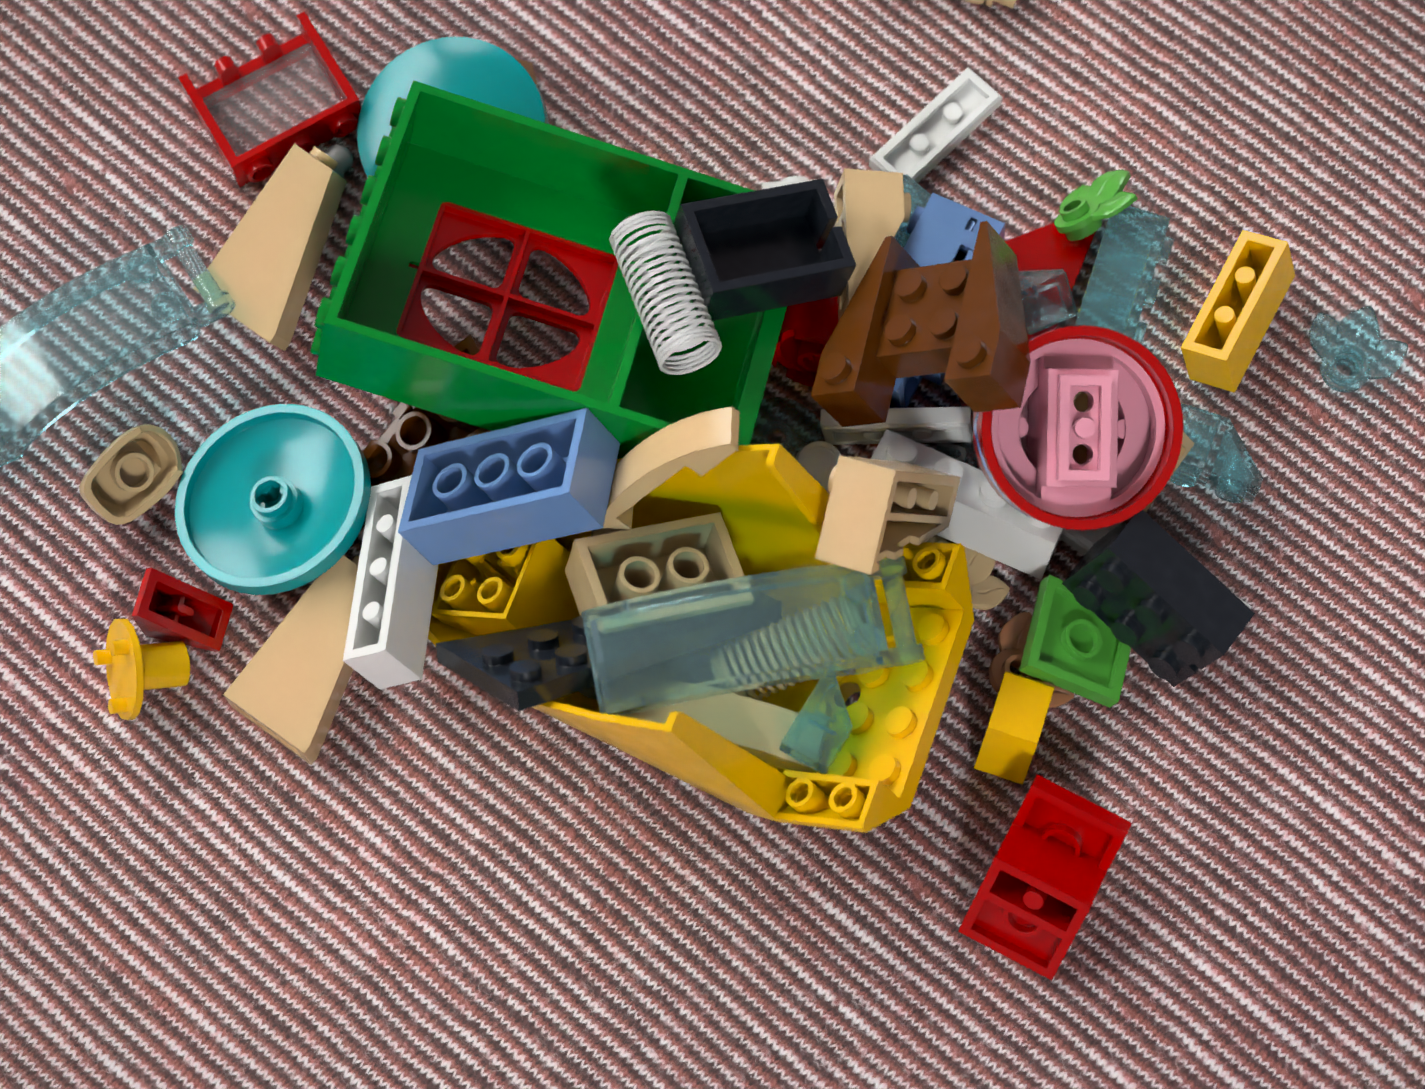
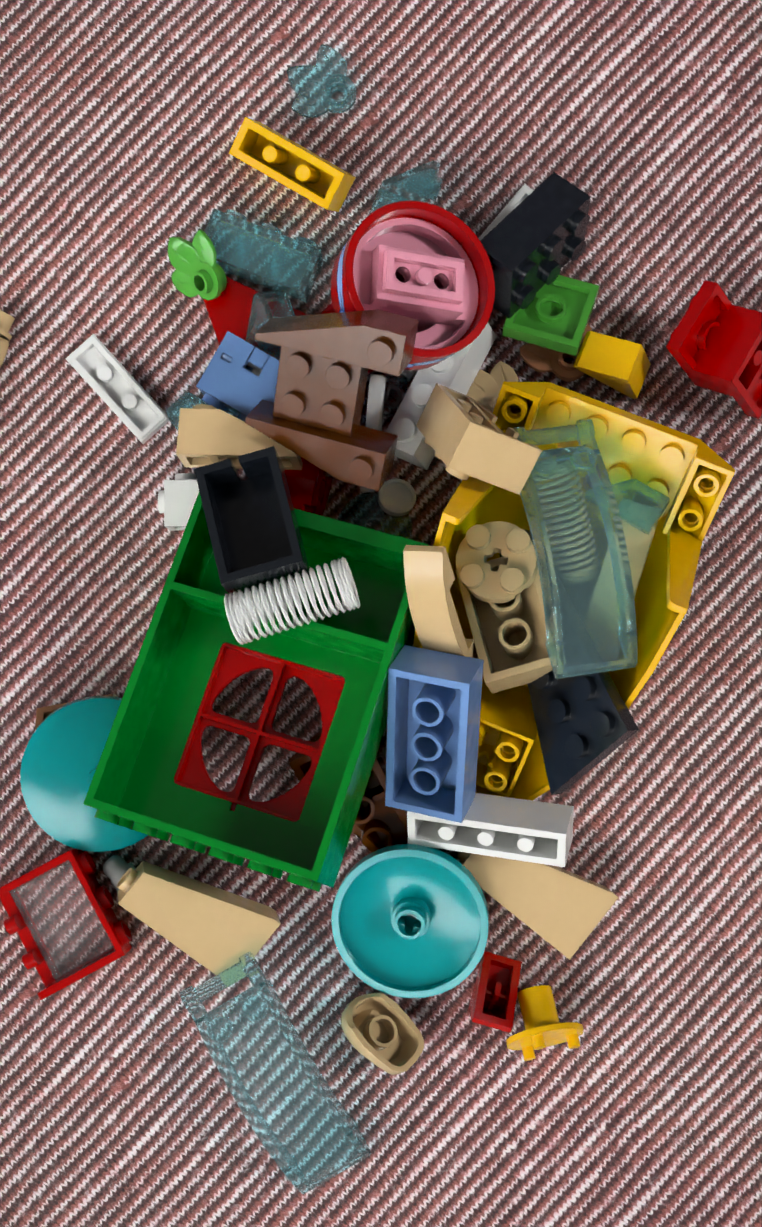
camera: 85 degrees left, 15 degrees up
(734, 527) = (510, 579): none -> tan plate

